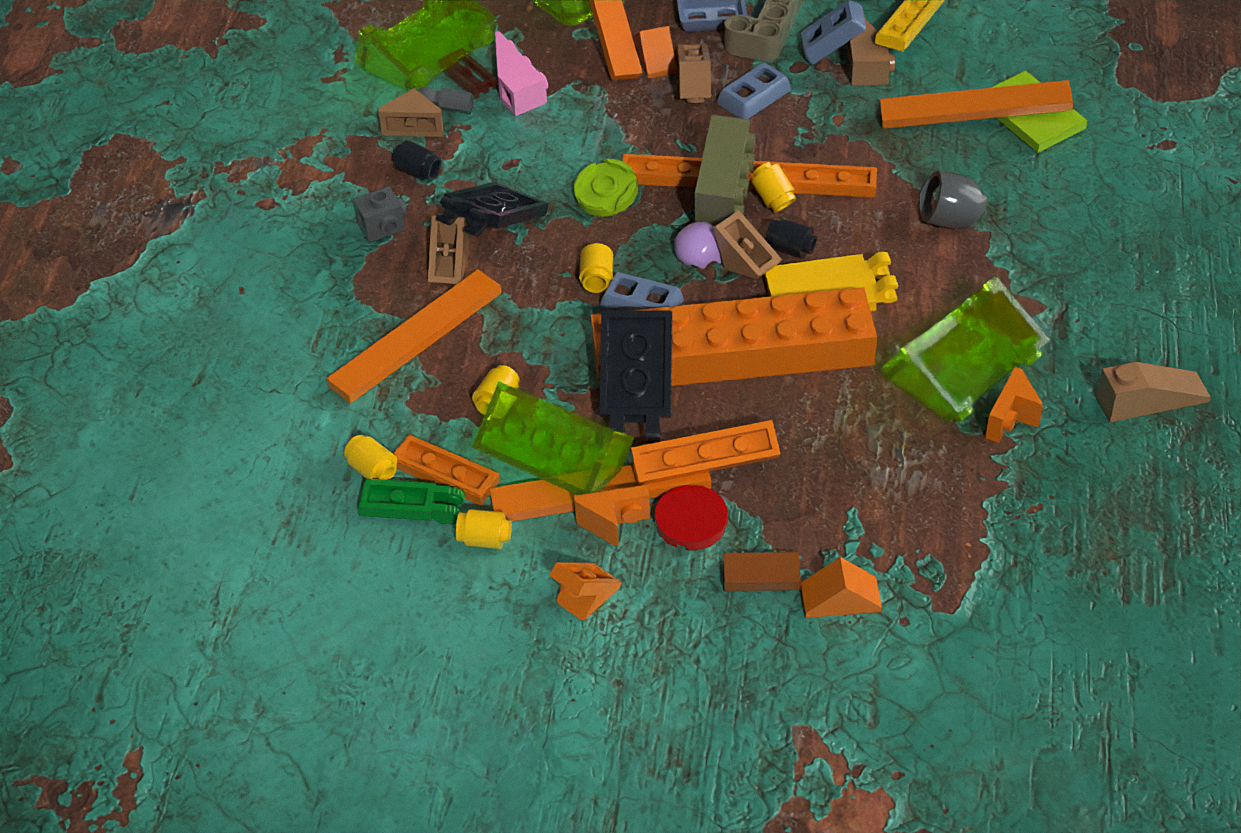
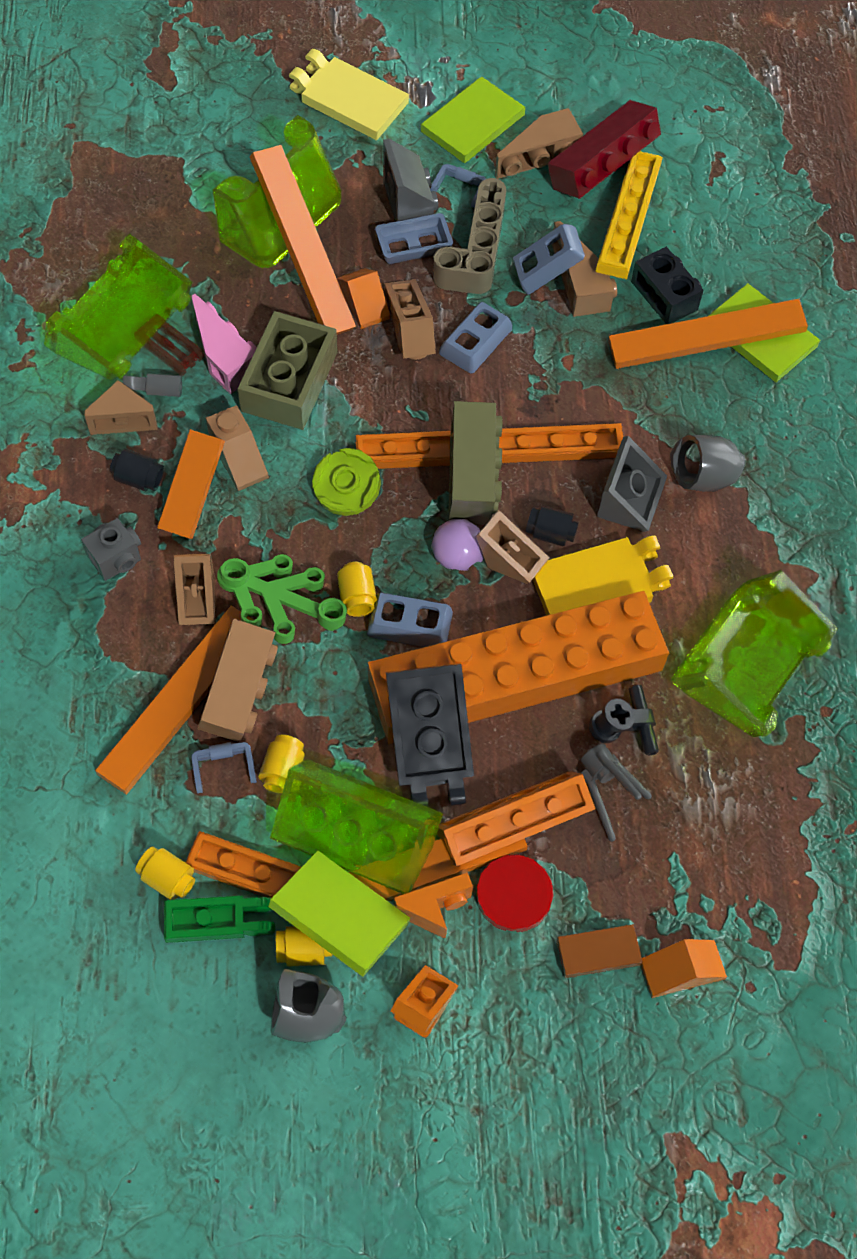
camera: 15 degrees left, 15 degrees up
(442, 379) = (219, 752): none -> sand blue piece
(463, 165) = (191, 484): none -> orange tile
(469, 322) = (238, 681): none -> medium nougat brick
(473, 570) = (306, 1008): none -> dark grey piece
(489, 247) = (278, 593): none -> bright green plant
(490, 206) = (232, 531): black tile -> none
(510, 151) = (240, 450): none -> medium nougat slope
(521, 502) = (339, 913): none -> lime tile
(570, 96) = (288, 370): none -> olive brick
(773, 186) = (523, 464): yellow brick -> none
(798, 428) = (605, 766): none -> dark grey plant
(827, 393) = (619, 717): none -> black piece
(873, 214) = (632, 488): none -> dark grey slope
(945, 63) = (667, 285): none -> black brick
(1016, 402) = (815, 706): orange slope -> none

